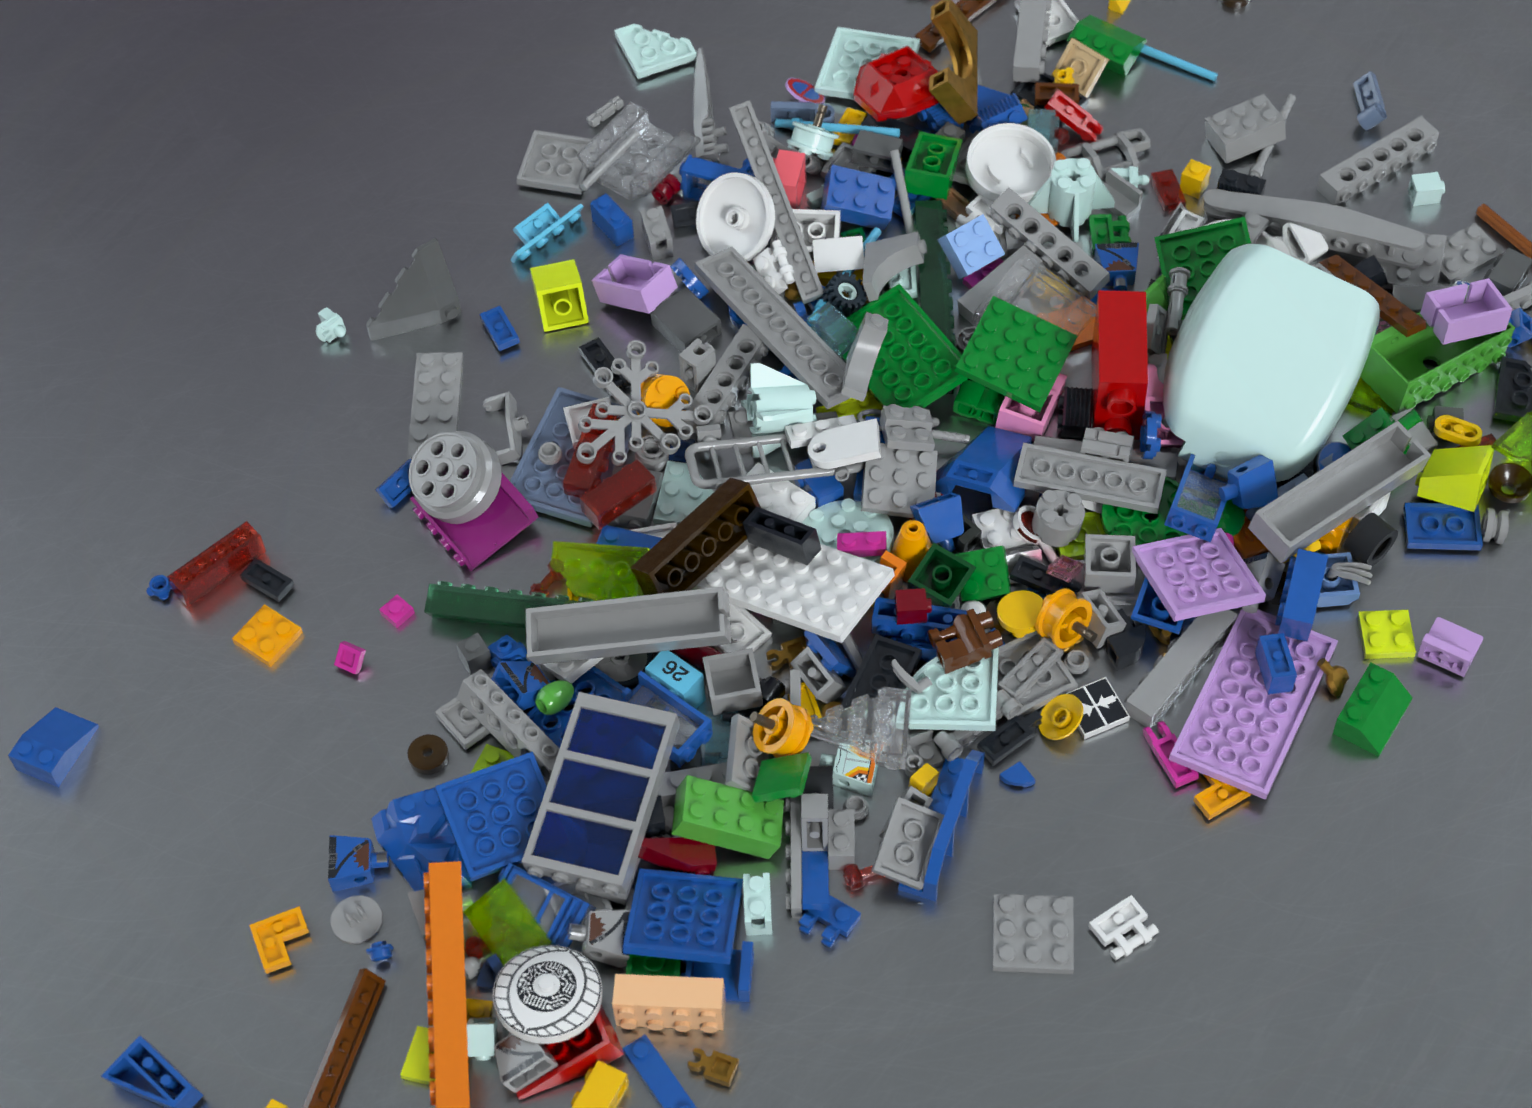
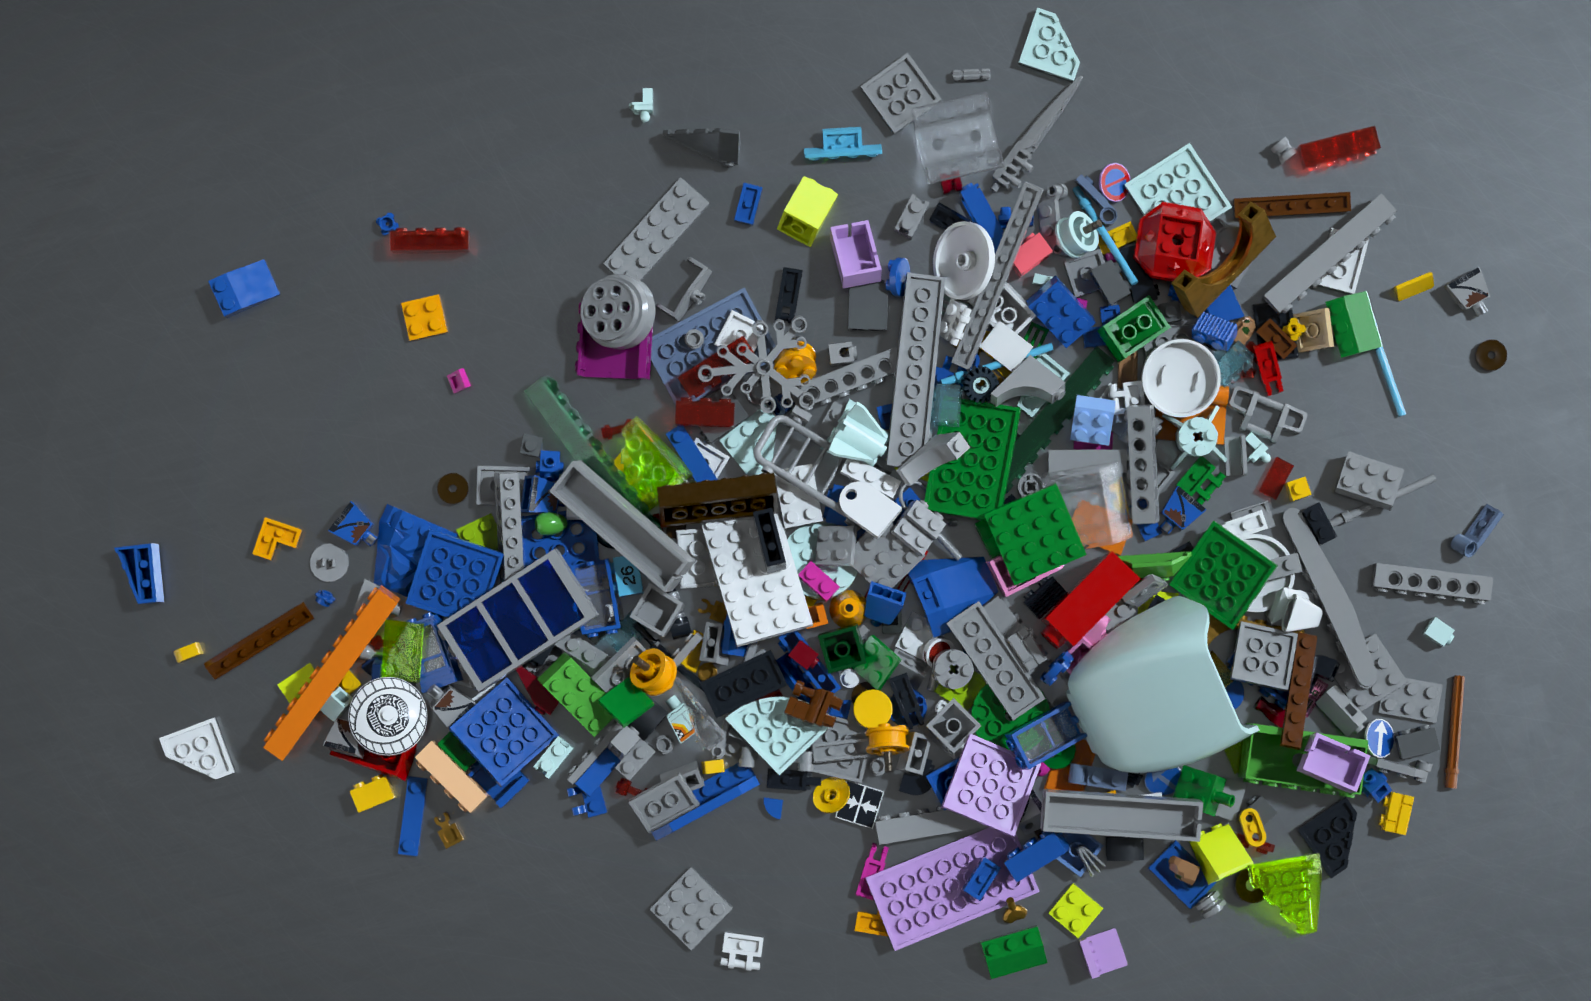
camera: 40 degrees right, 30 degrees up
(267, 579) = (453, 276): black plate -> none
(396, 486) = (587, 275): blue plate -> none
(397, 611) = (513, 368): dark pink plate -> none
(609, 160) = (932, 128): light grey bar -> none
(612, 220) = (892, 179): blue brick -> none
(848, 504) = (836, 546): none -> light grey plate
(902, 191) = (1091, 335): light grey bar -> none
(908, 680) = (757, 701): light grey piece -> none
(1064, 568) = (923, 705): clear pink tile -> none
(1177, 292) = (1184, 576): light grey pin -> none
(1251, 484) = (1077, 759): blue torso -> none
(1440, 511) = (1183, 870): none -> medium nougat rock

